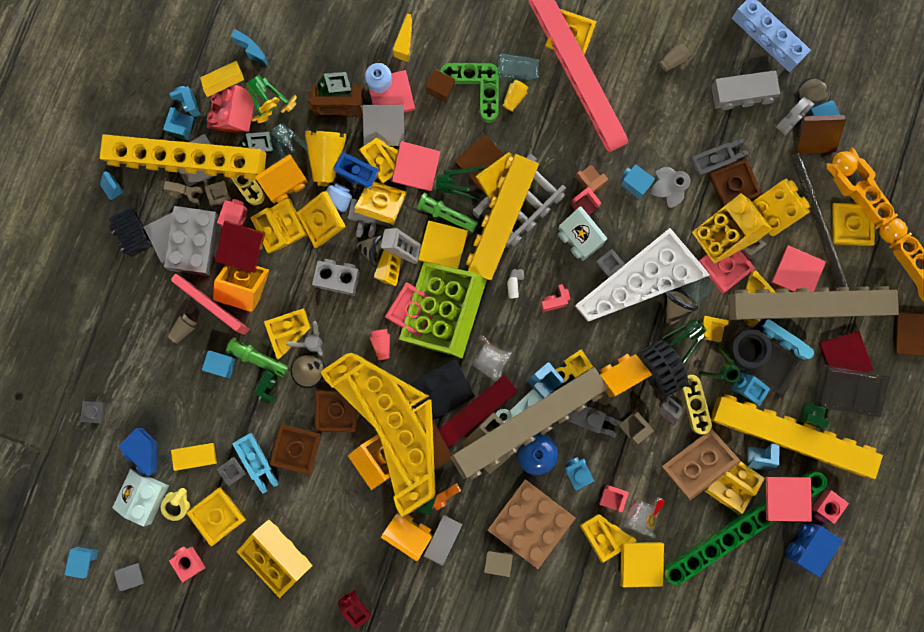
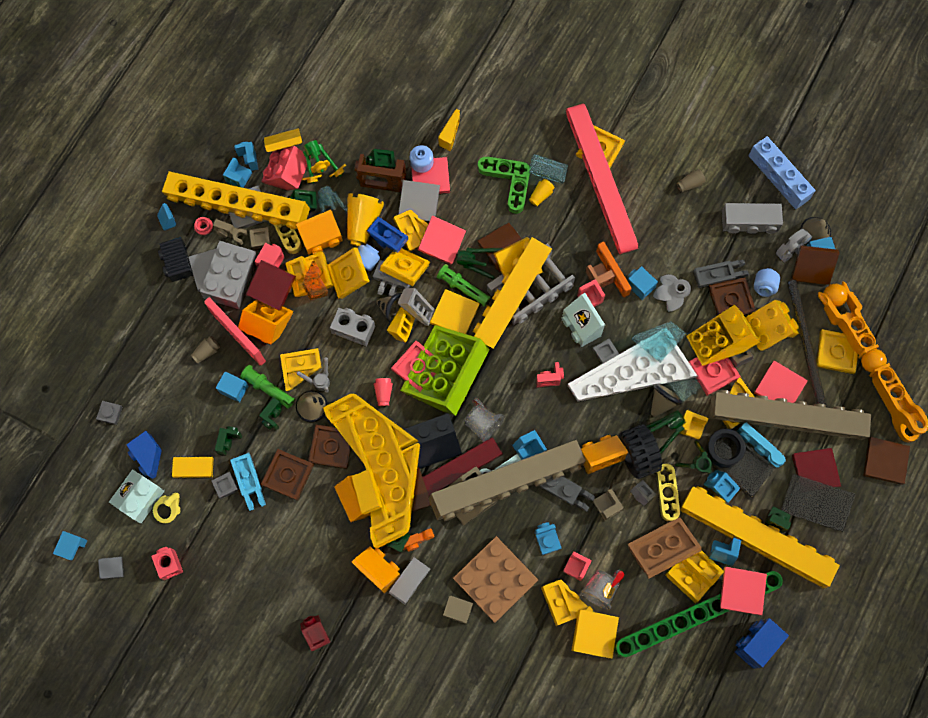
camera: 10 degrees right, 10 degrees down
(149, 185) = (203, 221): none -> coral plate
(216, 516) = (202, 525): yellow tile -> none
(221, 425) = (224, 442): none -> dark green bracket
(252, 50) = (313, 119): dark azure slope -> none
(274, 558) = (248, 571): yellow slope -> none
(285, 237) = (313, 284): none -> clear orange slope
(383, 459) = (366, 491): none -> yellow tile
(439, 85) = (475, 174): reddish brown panel -> none
(512, 283) = (513, 355): white arm -> none
(548, 457) = (512, 524): blue cylinder -> none
(576, 365) = (559, 437): yellow plate -> none
(602, 167) = (610, 264): none -> orange tile
(666, 243) = (660, 340): none -> clear light blue wing
(770, 160) = (766, 282): none -> light blue head
(837, 504) = (789, 603): coral brick -> none

